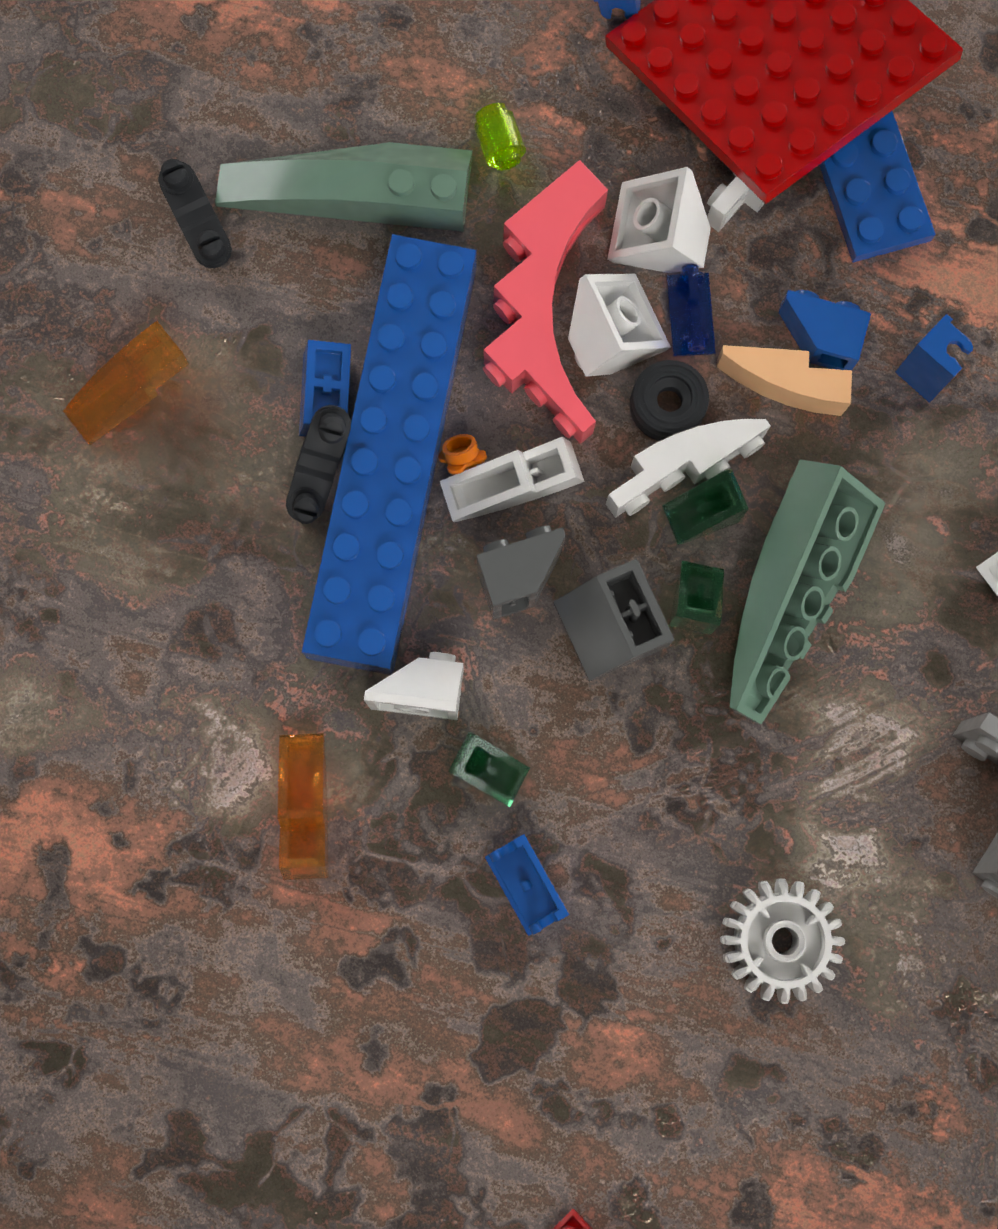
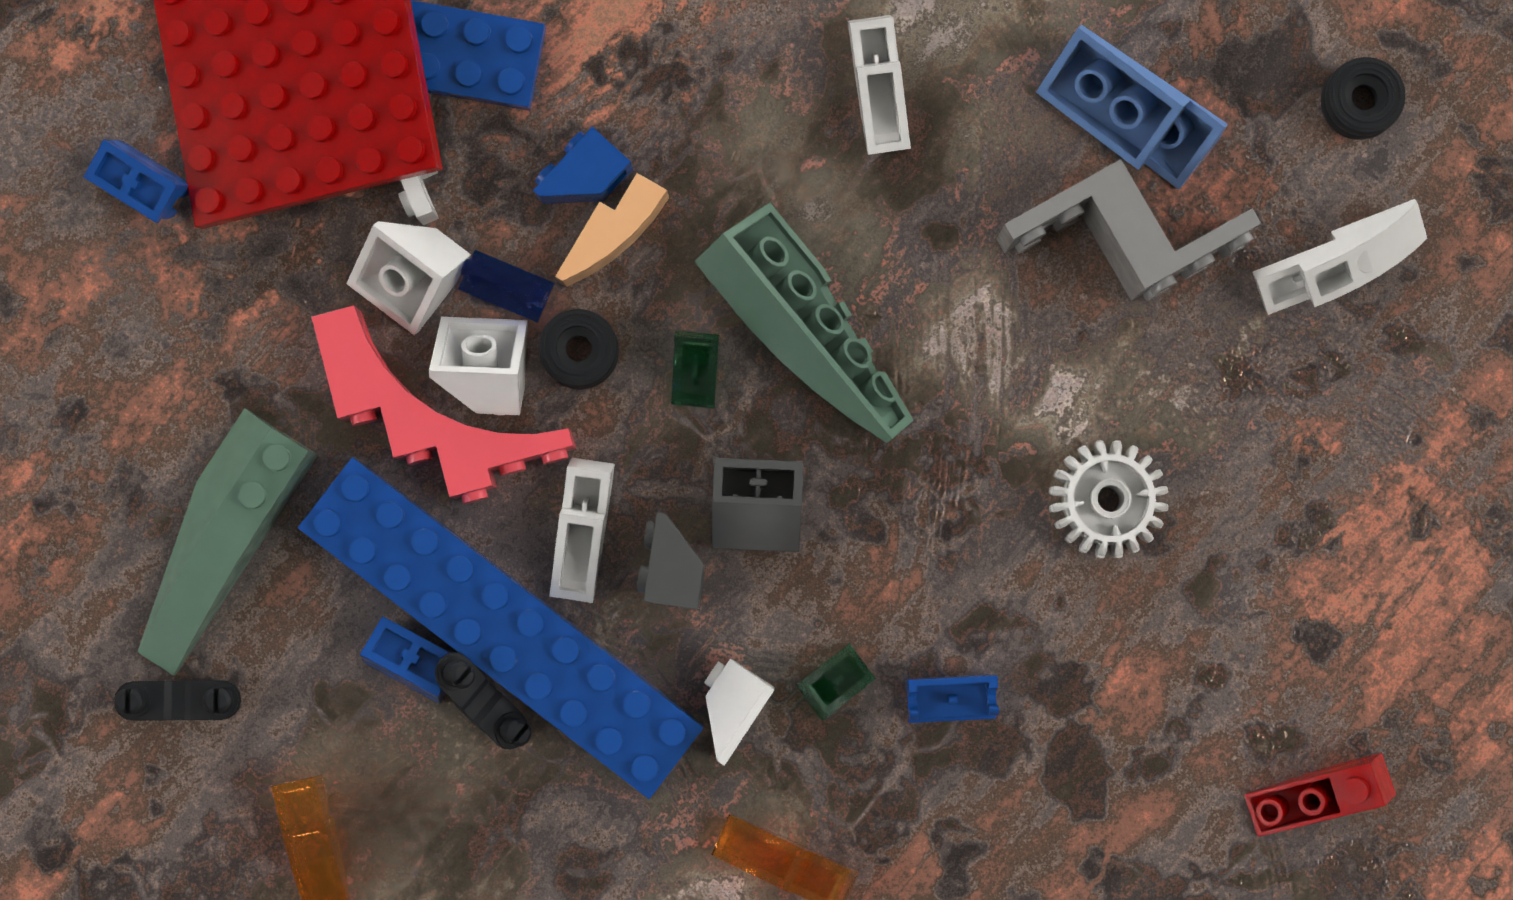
camera: 55 degrees left, 5 degrees up
(461, 453) = (534, 563): orange plate -> none
(499, 136) = (246, 377): clear neon green brick -> none
(697, 451) = (639, 347): white slope -> none
(698, 598) = (771, 415): clear green slope -> none
(929, 364) = (665, 99): blue hinge -> none

